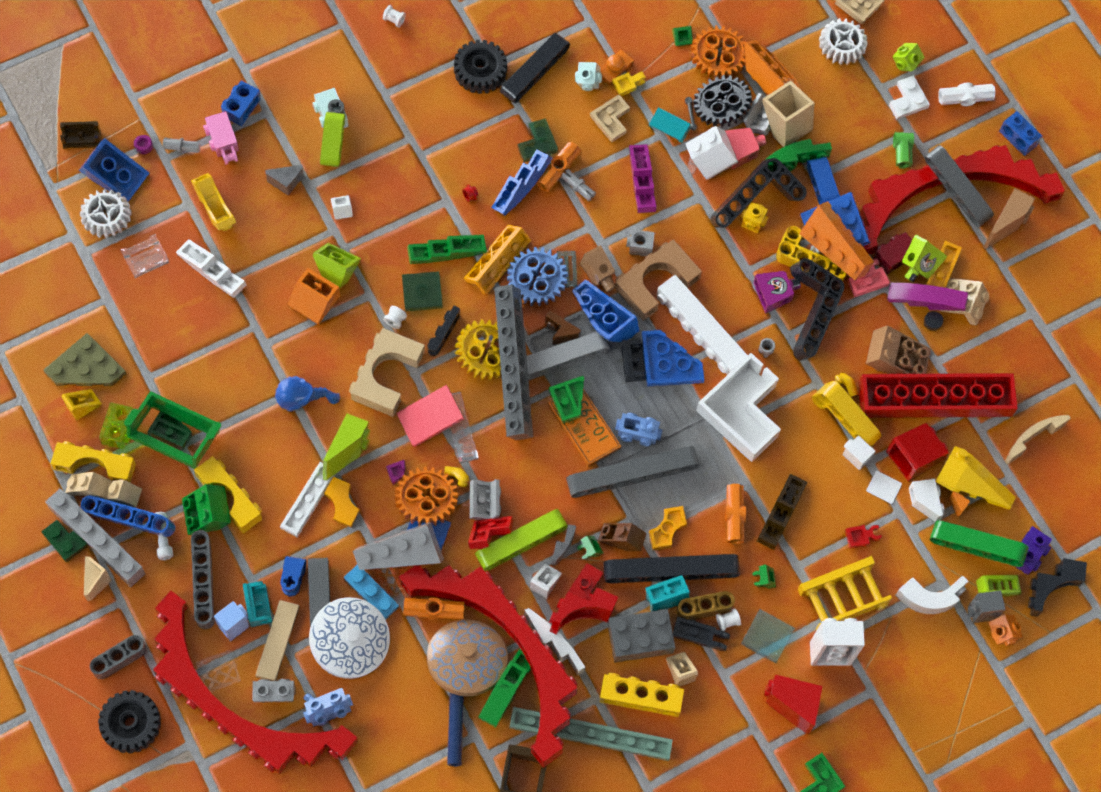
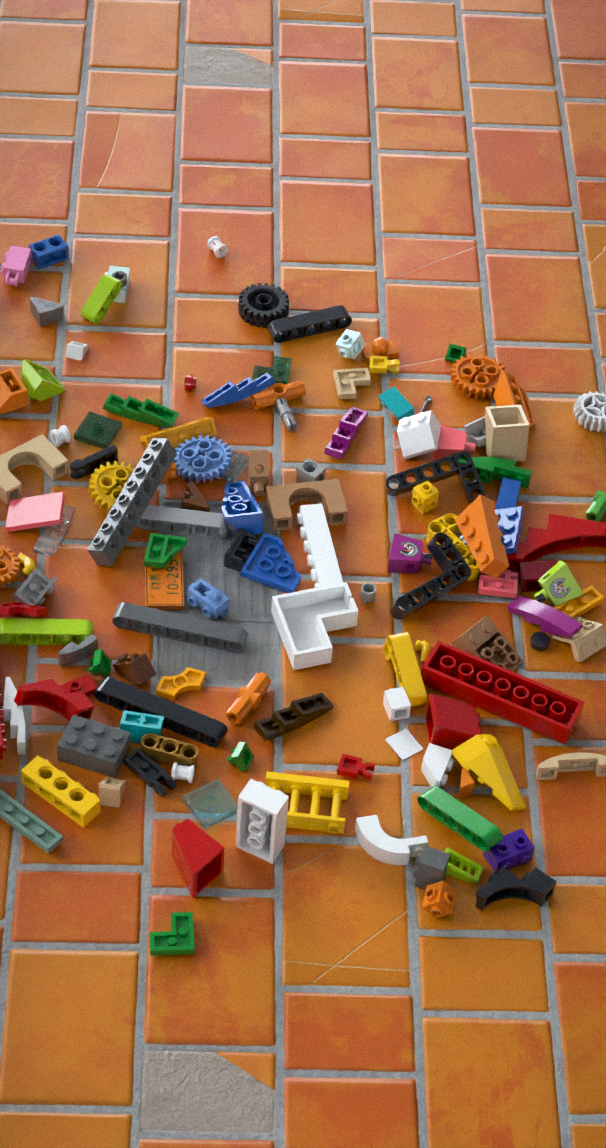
camera: 30 degrees right, 20 degrees down
(545, 581) = (40, 668): white slope -> none
(722, 101) = (457, 407): black gear -> none

